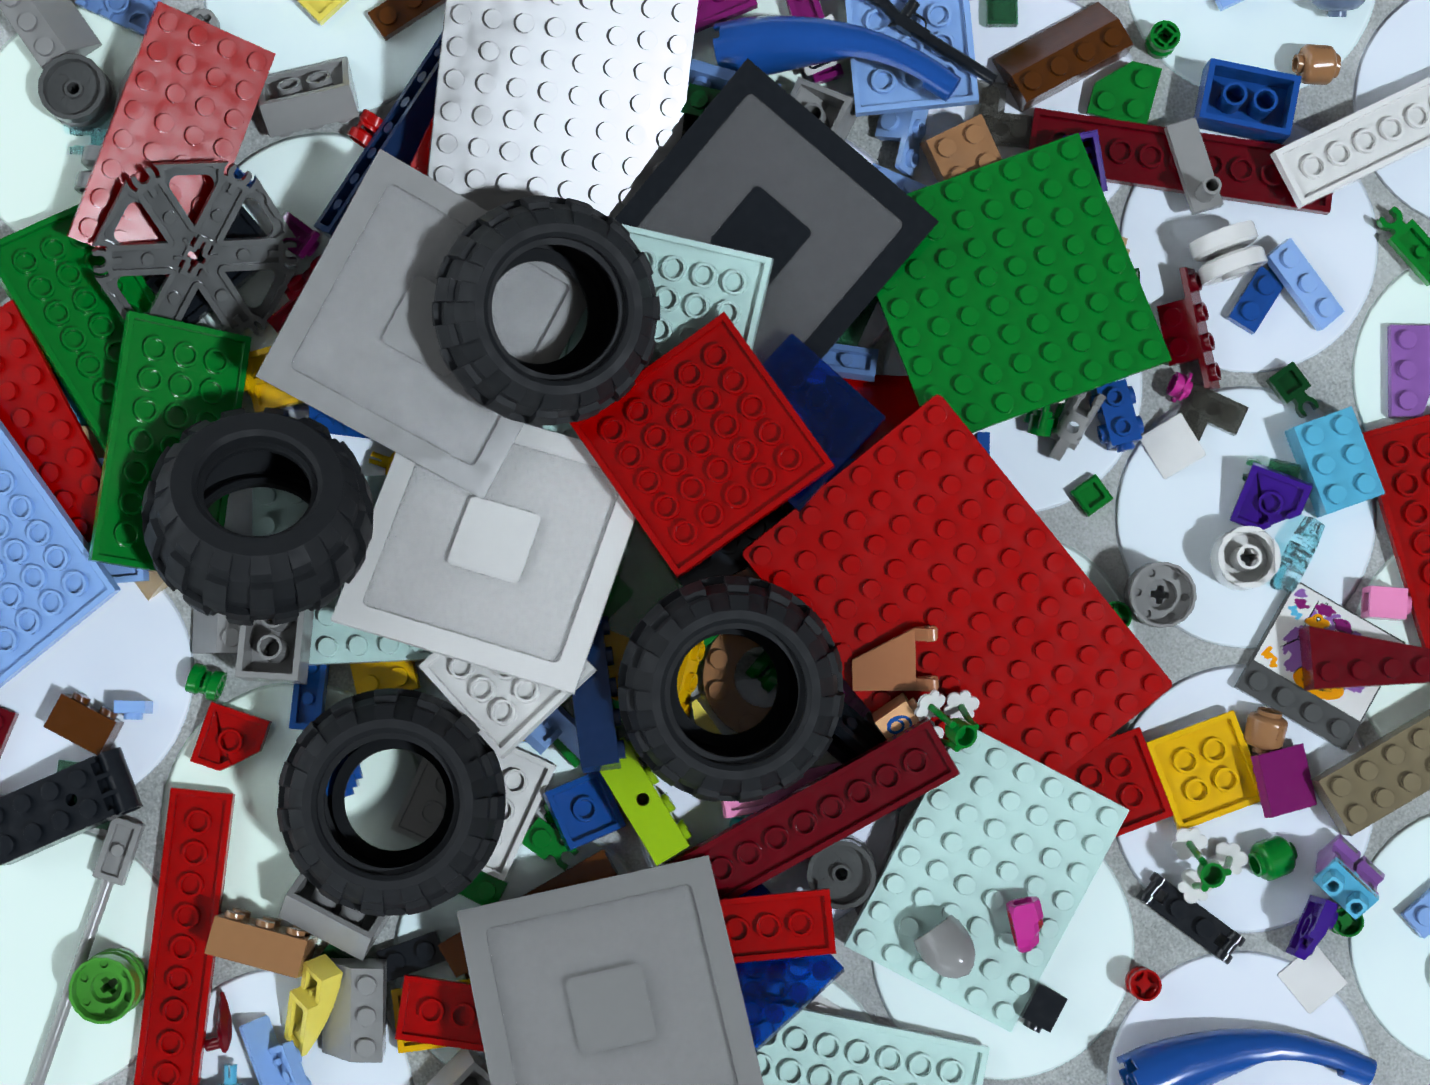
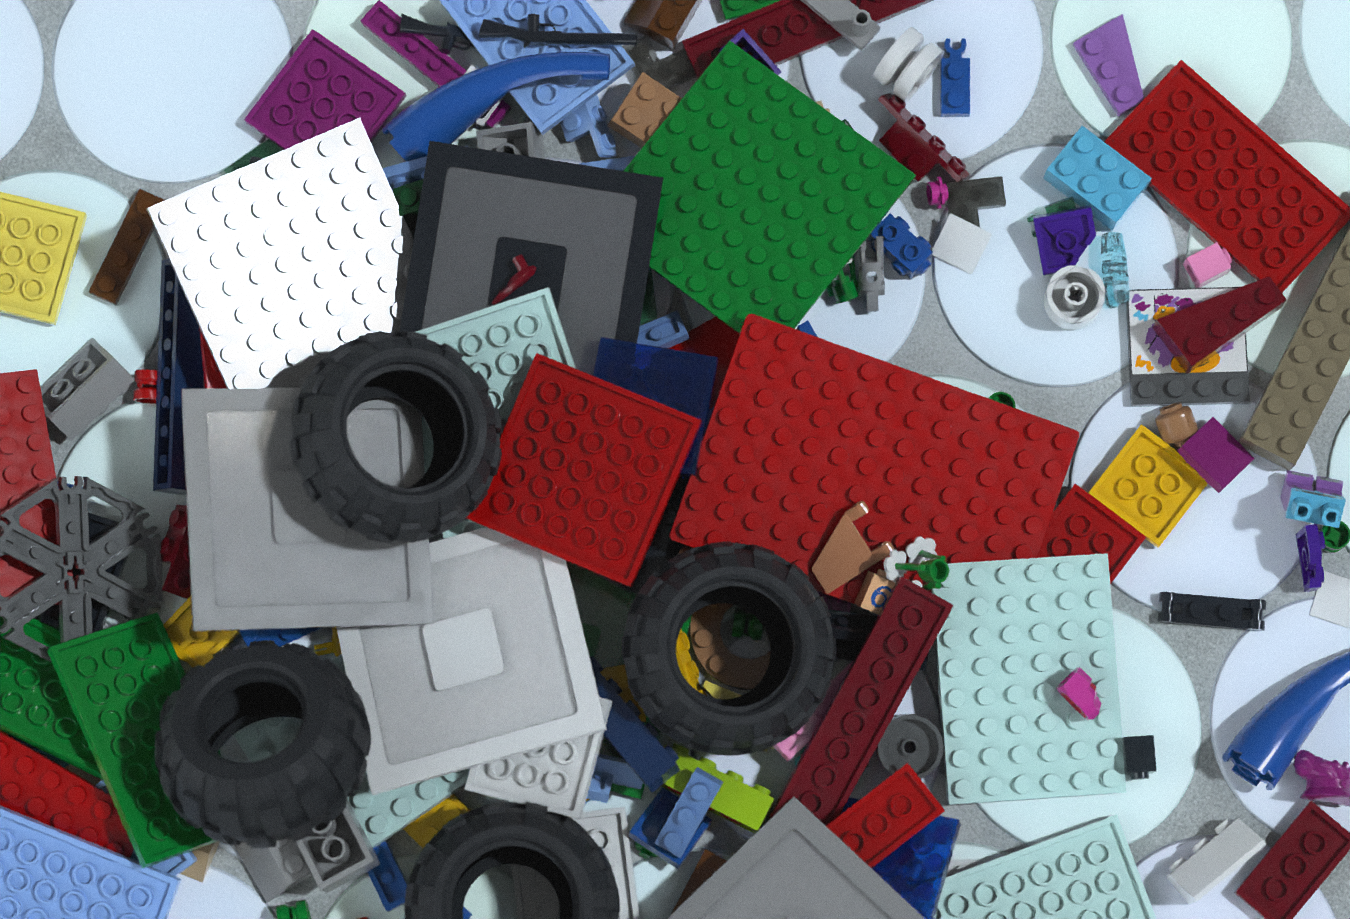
camera: 30 degrees left, 5 degrees down
(305, 236) = (152, 503): magenta bracket -> none
(545, 841) = (653, 873): green plate -> none
(605, 810) = (688, 812): none -> medium blue plate
(754, 234) = (522, 276): none -> dark red bar
(947, 949) = (1031, 752): light grey piece -> none
(1091, 495) = (921, 323): green tile -> none
(1149, 984) = (1208, 682): red wheel -> none
(1178, 599) = (1029, 351): light grey wheel -> none
(1210, 872) = (1201, 561): white plant -> none
(1272, 858) = (1246, 522): green head -> none
(1291, 385) = (1024, 138): dark green plate -> none
(1304, 284) = (985, 52): light blue plate -> none

